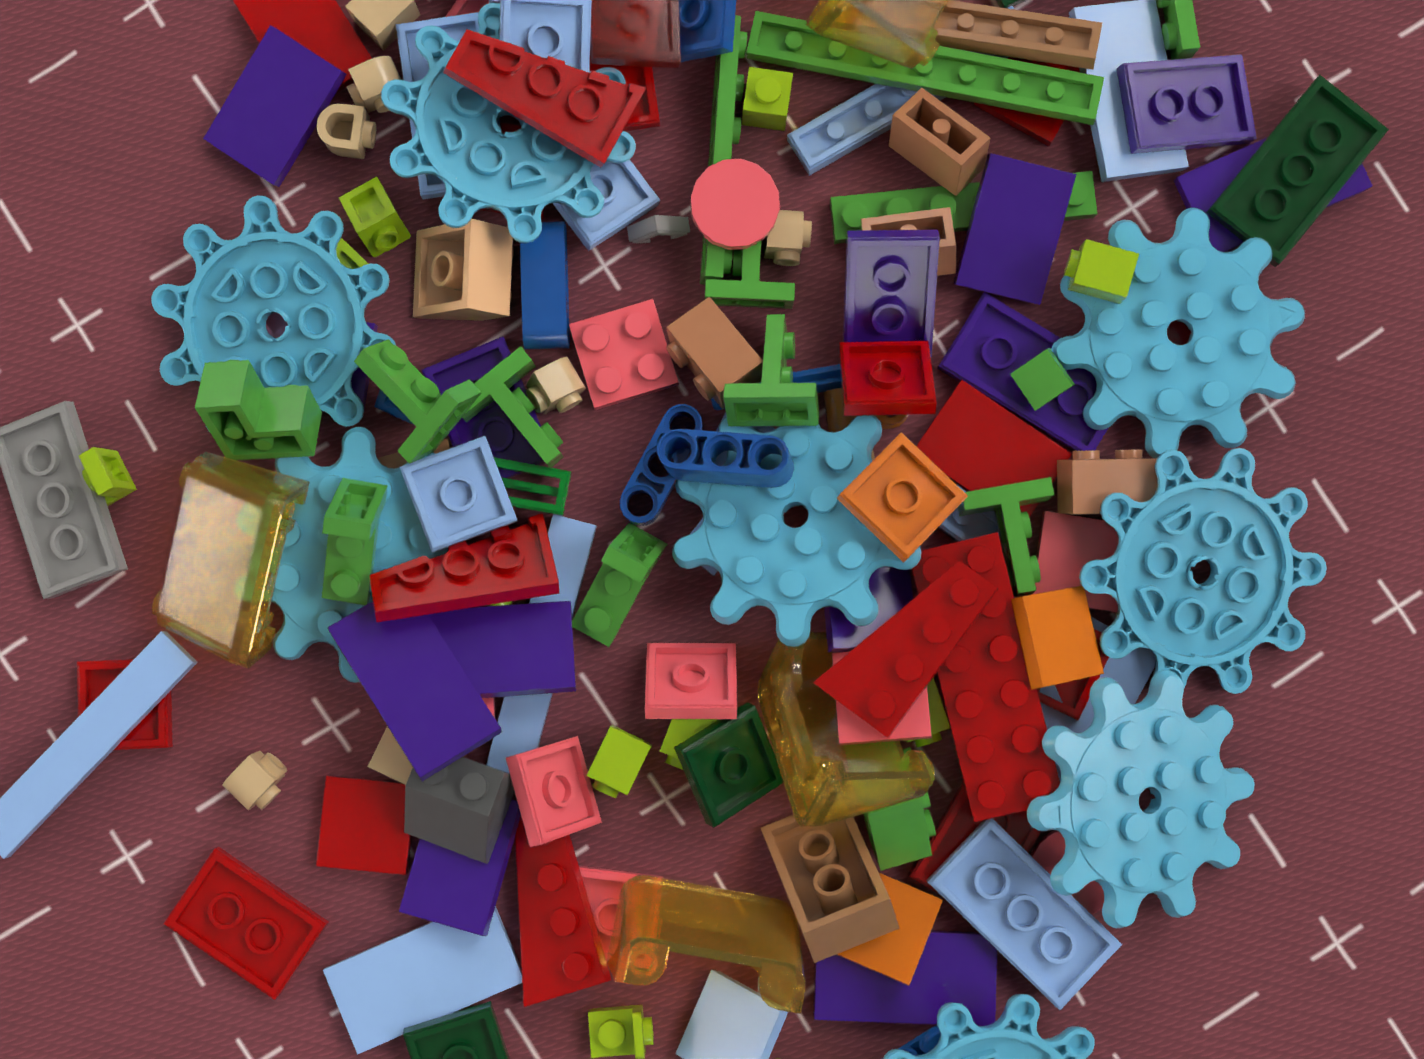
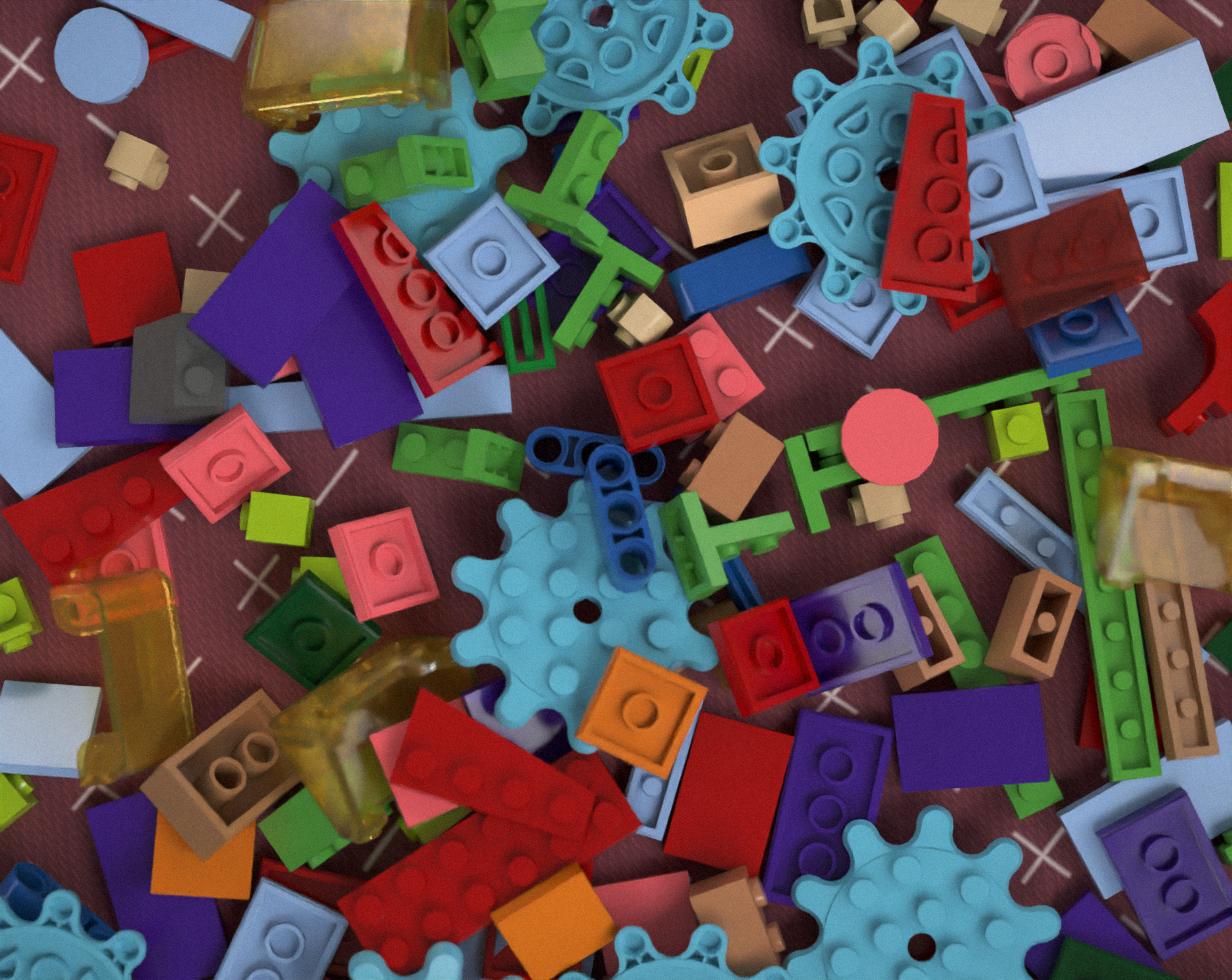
camera: 75 degrees right, 0 degrees up
(148, 779) = (101, 56): none -> light blue tile
(374, 217) = (749, 75): lime bracket -> none
(625, 391) = (656, 393): none -> red tile
(658, 225) = (842, 368): light grey tile -> none
(1013, 526) = (657, 841): bright green bracket -> none
(1042, 379) = (822, 820): bright green tile -> none
(1101, 271) = (953, 840): lime brick -> none

